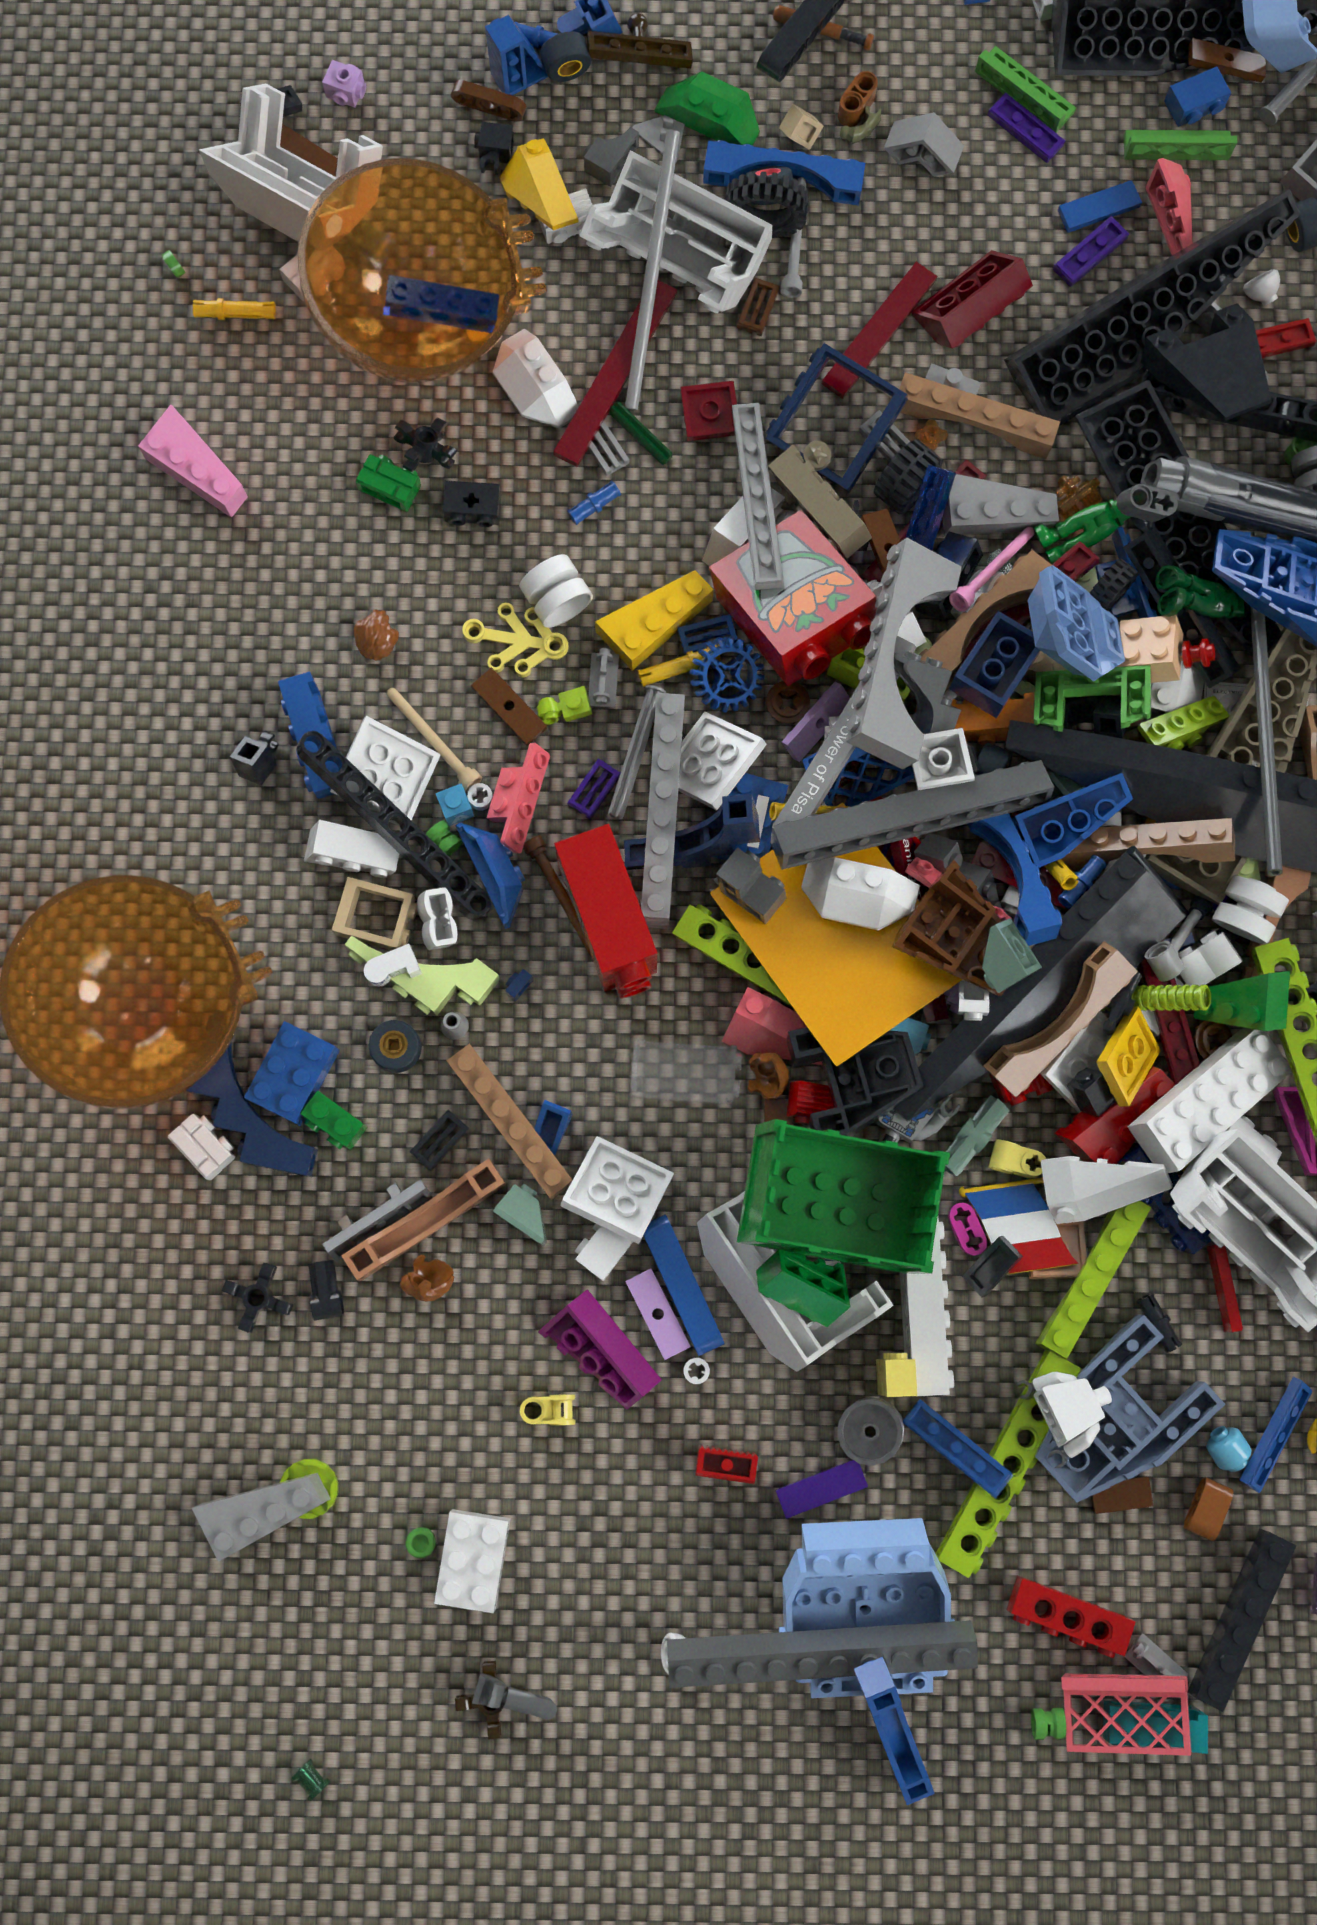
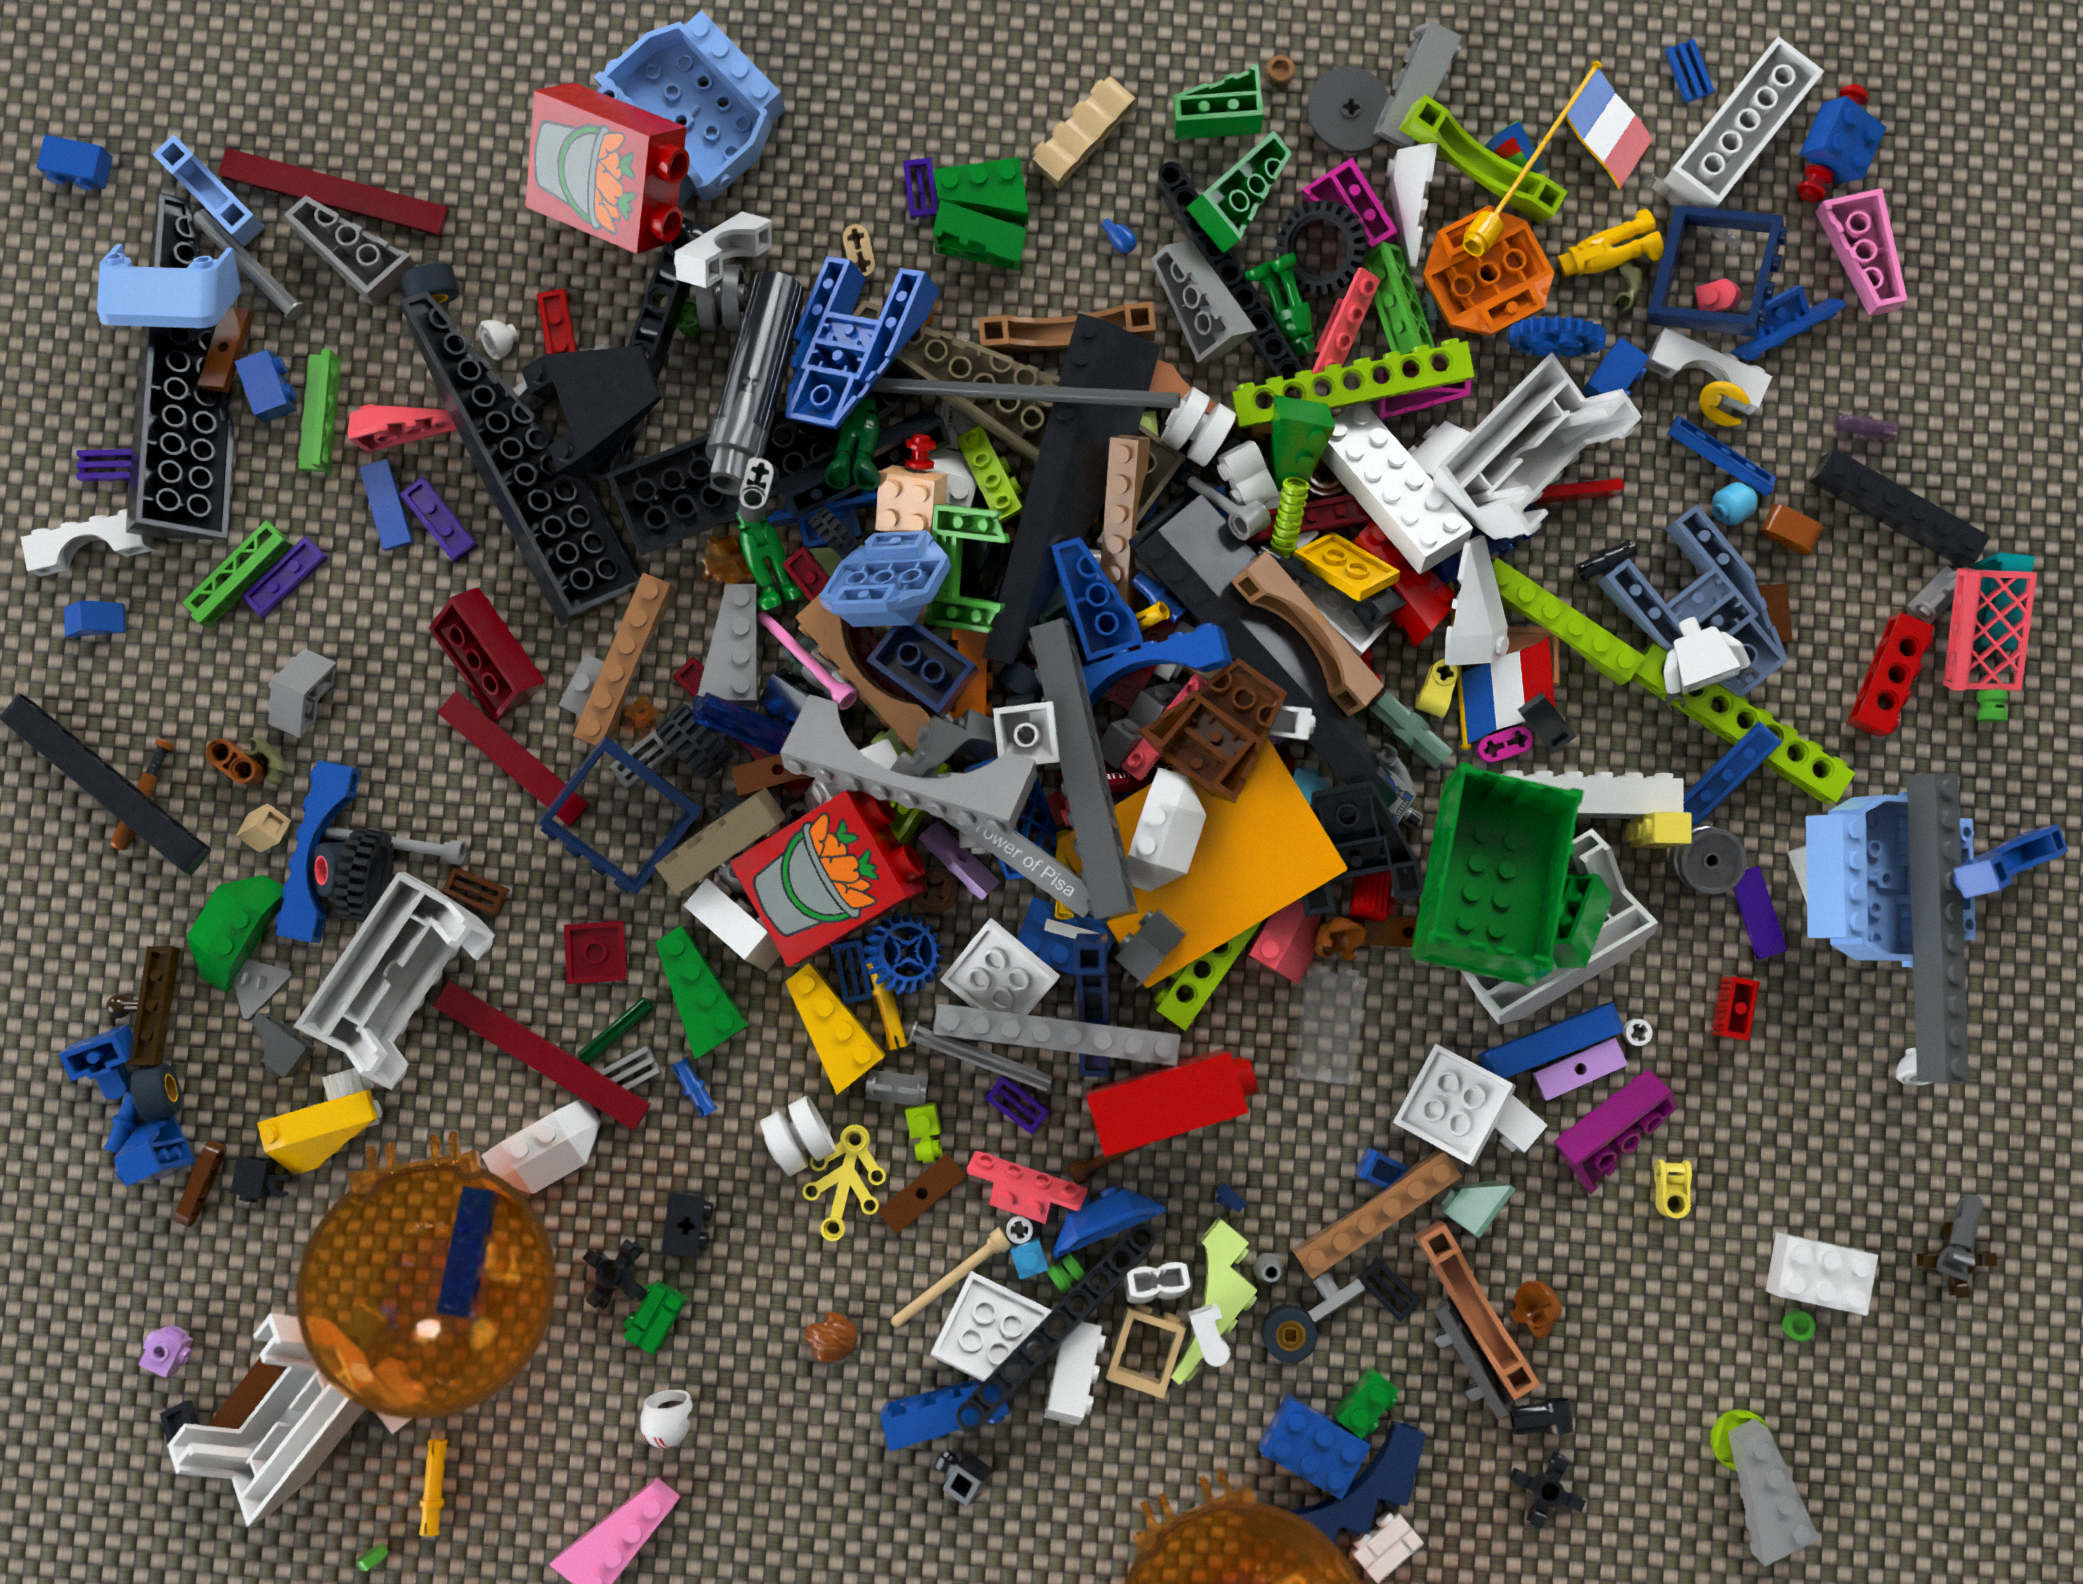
camera: 85 degrees left, 5 degrees up
(294, 496) = (665, 1426): none -> white helmet
(310, 1779) = (2029, 1448): clear green bush -> none
(429, 1087) = (1333, 1296): none -> light grey tile
(652, 269) = (432, 1008): light grey piece -> none
(676, 501) = (701, 997): none -> green wedge
(757, 497) = (709, 909): light grey tile -> none
(817, 454) = (663, 839): dark tan tile -> none
(1007, 957) = (1251, 682): sand green slope -> none

